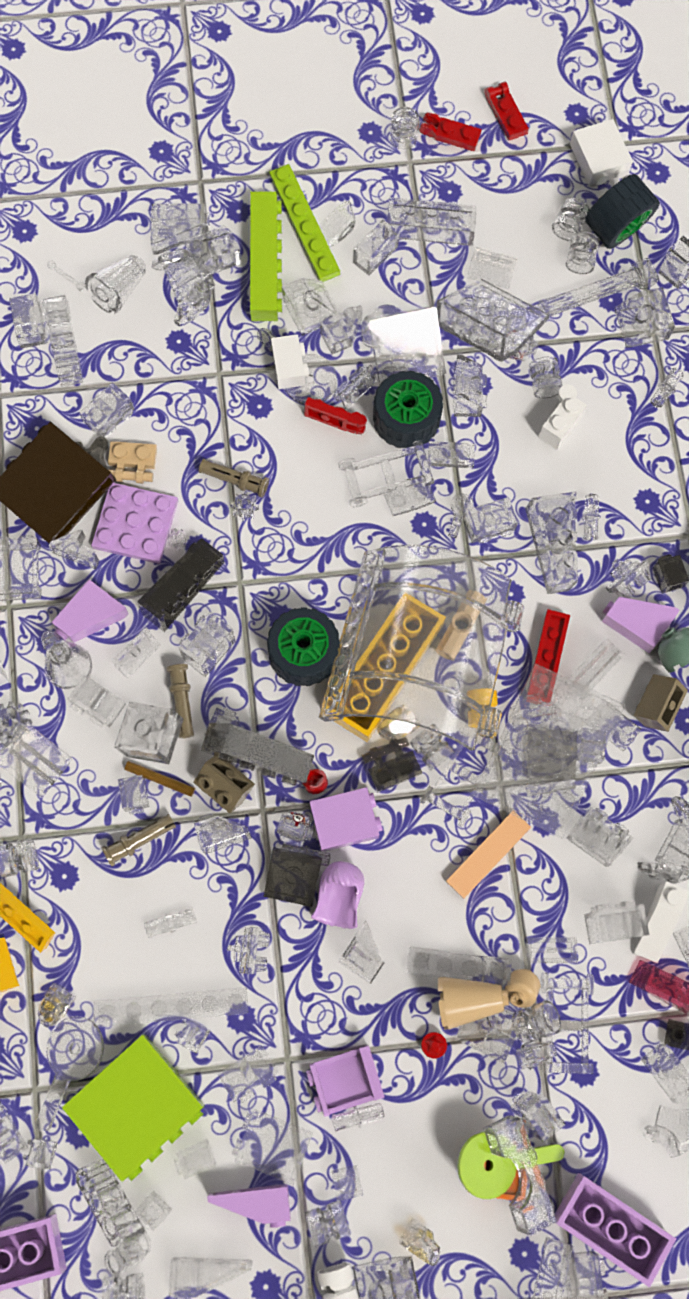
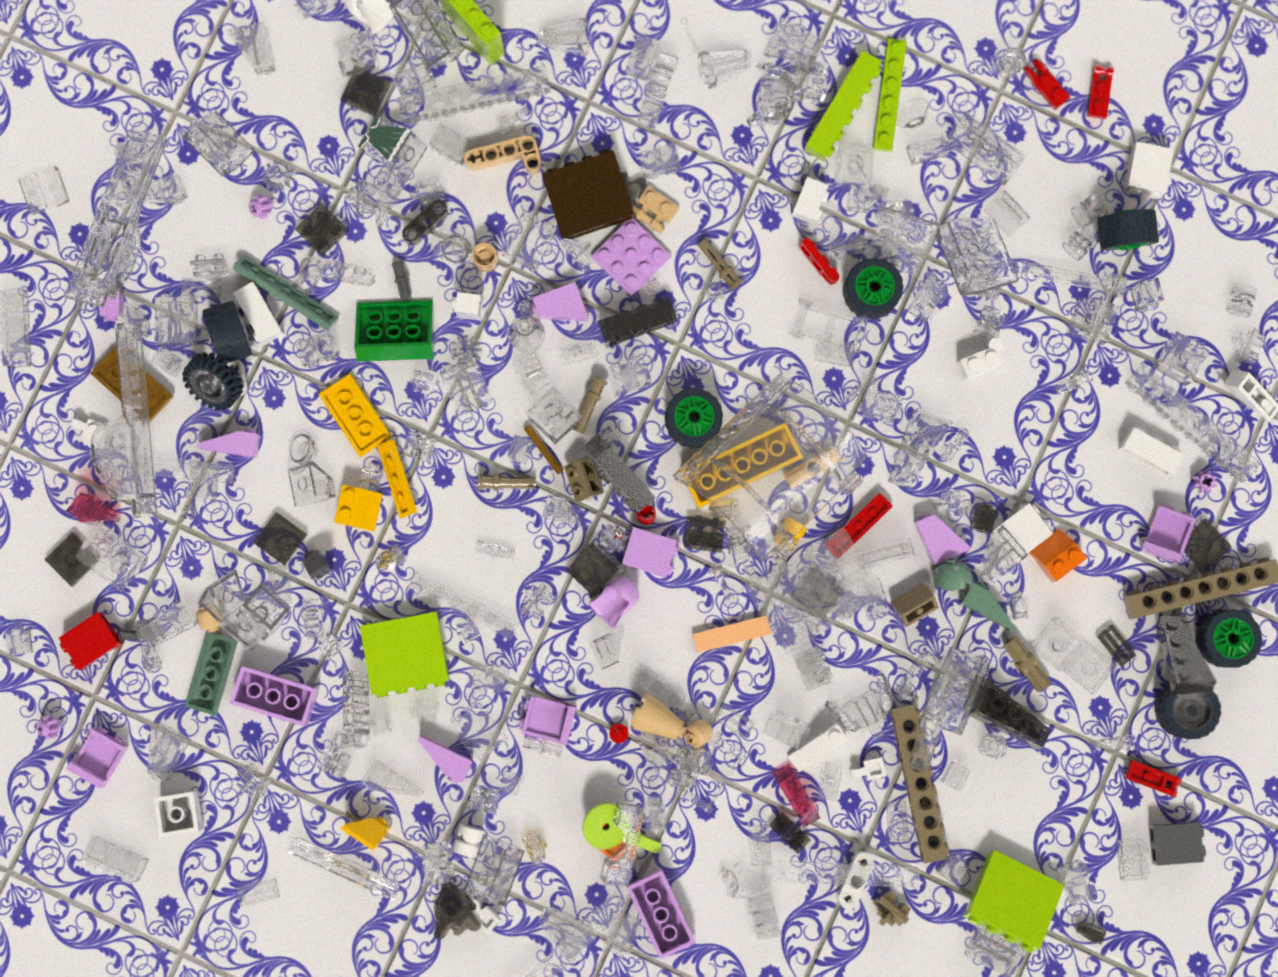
camera: 30 degrees right, 10 degrees up
(69, 1065) = (377, 600): clear piece -> none
(451, 454) = (884, 339): clear plate -> none

